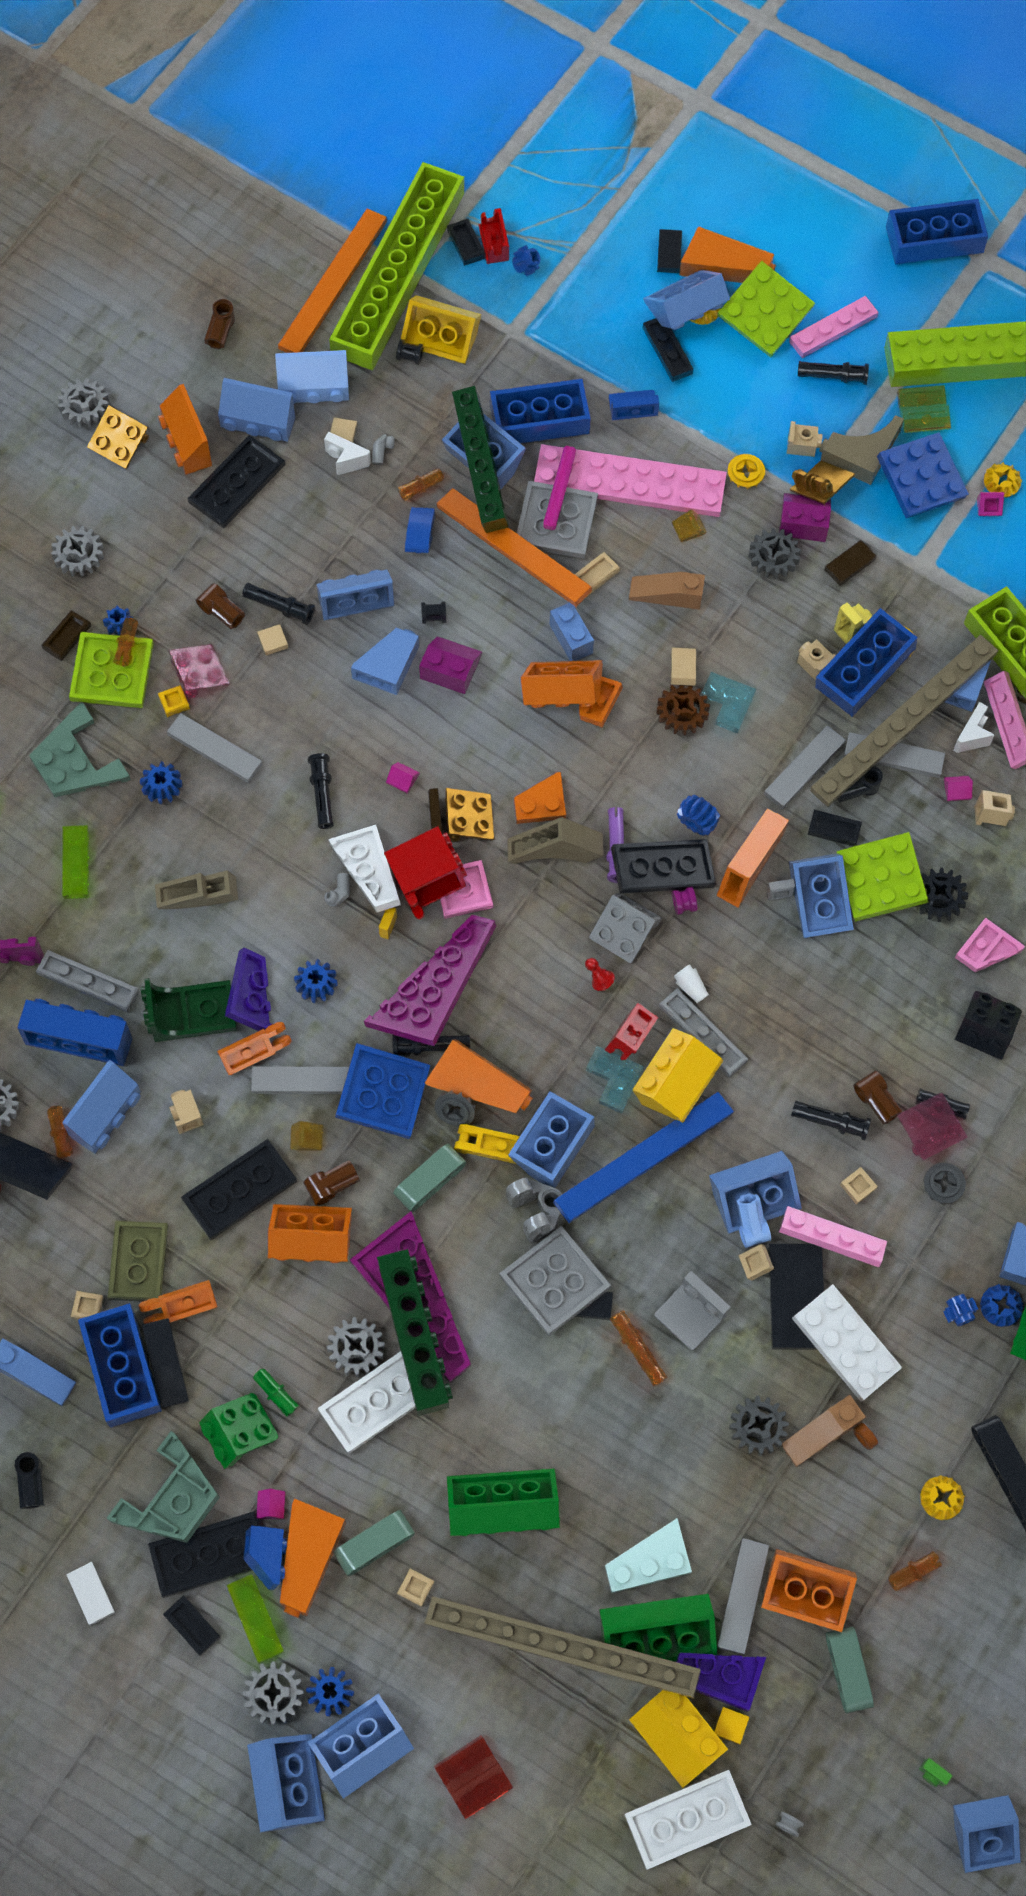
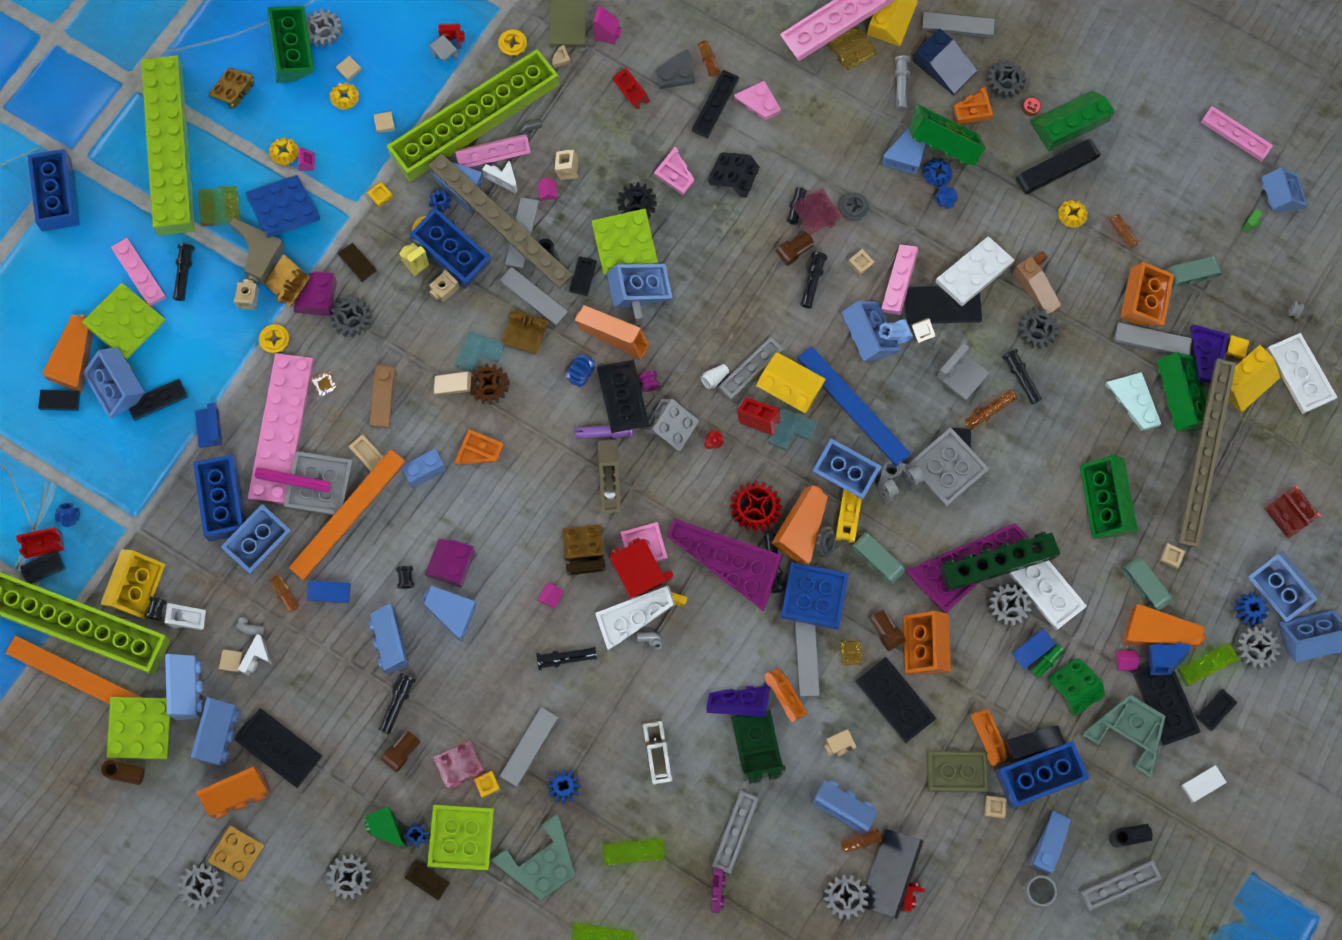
camera: 95 degrees left, 5 degrees up
(75, 1032) = (786, 833): blue brick -> none
(126, 585) = (385, 827): none -> green slope
(126, 641) = (439, 824): clear orange axle -> none
(265, 333) = (138, 728): none -> lime plate
(272, 640) = (429, 706): tan tile -> none
(294, 1374) = (1033, 648): none -> blue slope
(312, 972) = (735, 655): blue gear -> none
(396, 378) = (183, 616): none -> white slope
(480, 459) = (273, 538): dark green brick -> none
(492, 1036) = (749, 511): none -> red gear
(541, 801) = (568, 488): orange wing -> none
(562, 683) = (469, 473): orange slope -> none
(697, 1392) = (1034, 397): none -> black pin
(756, 754) = (524, 332): none -> pearl gold hinge
(938, 650) = (443, 201): none -> blue gear
(945, 589) = (380, 194): none -> yellow tile

